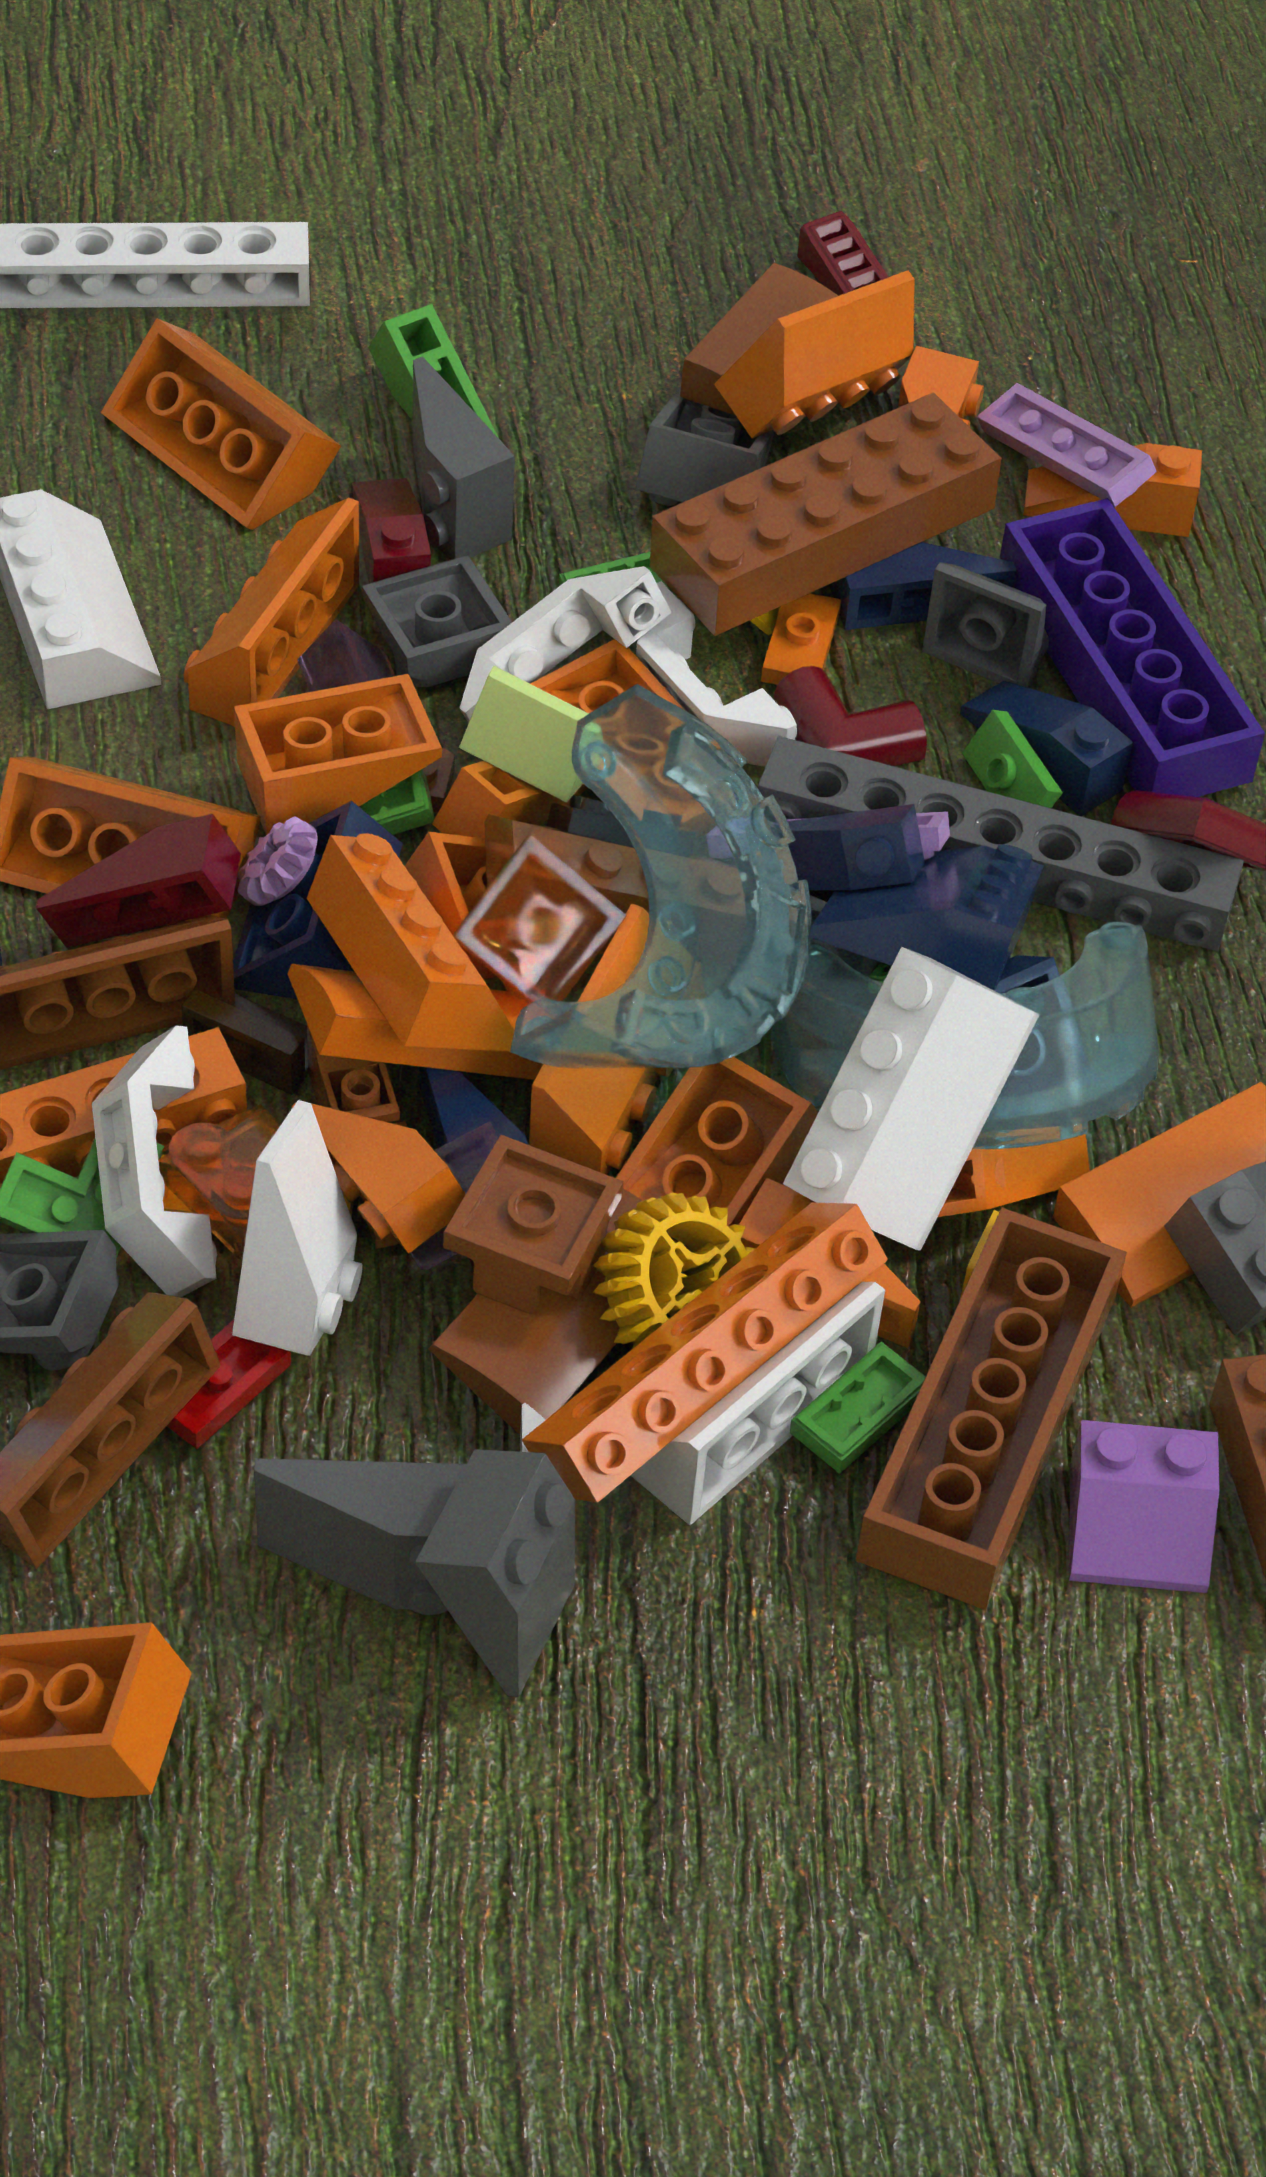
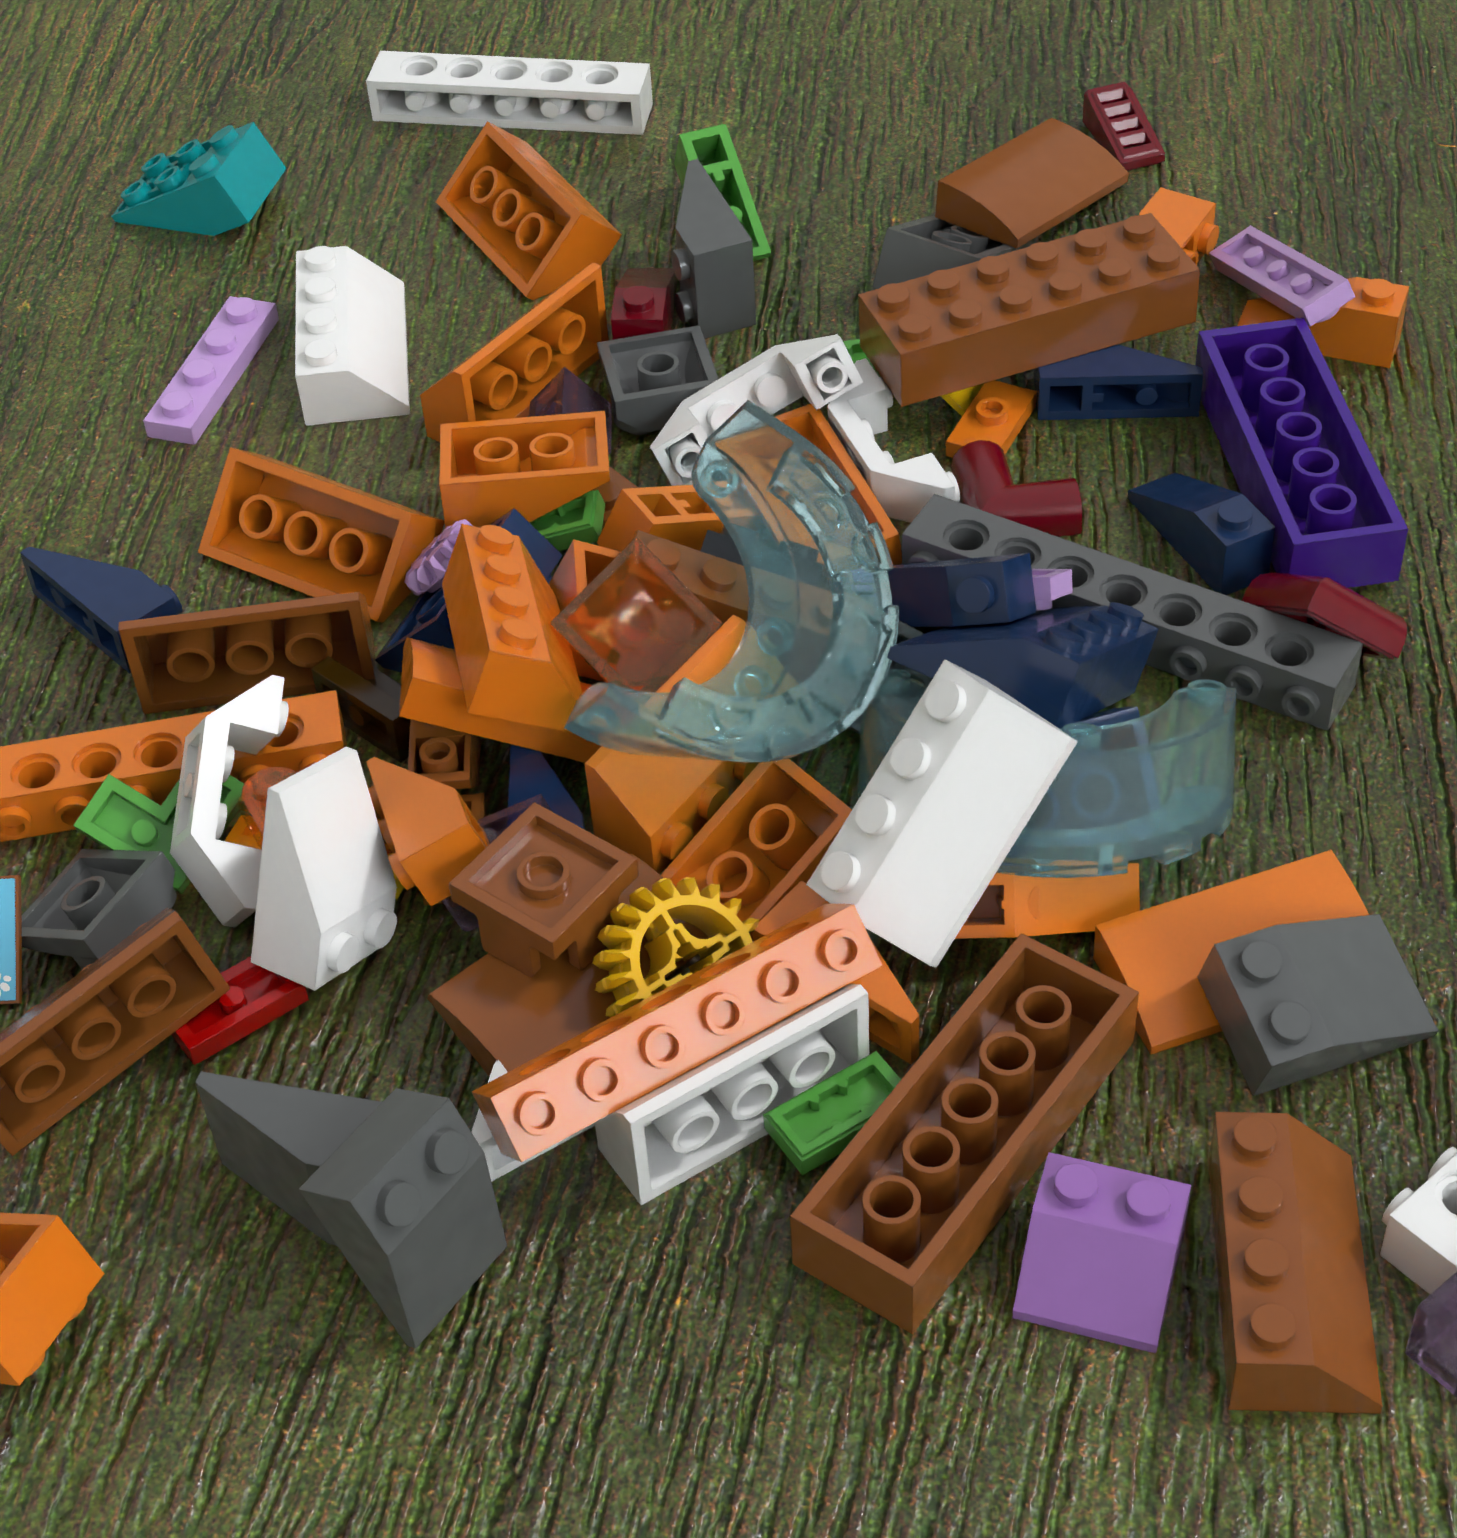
camera: 20 degrees right, 5 degrees down
(152, 882) = (327, 557): dark red slope -> none
(525, 733) = (668, 456): yellowish green slope -> none
(823, 357) = (1063, 181): orange slope -> none
(985, 626) = (1161, 419): dark grey slope -> none
(1009, 763) = (1154, 538): bright green plate -> none

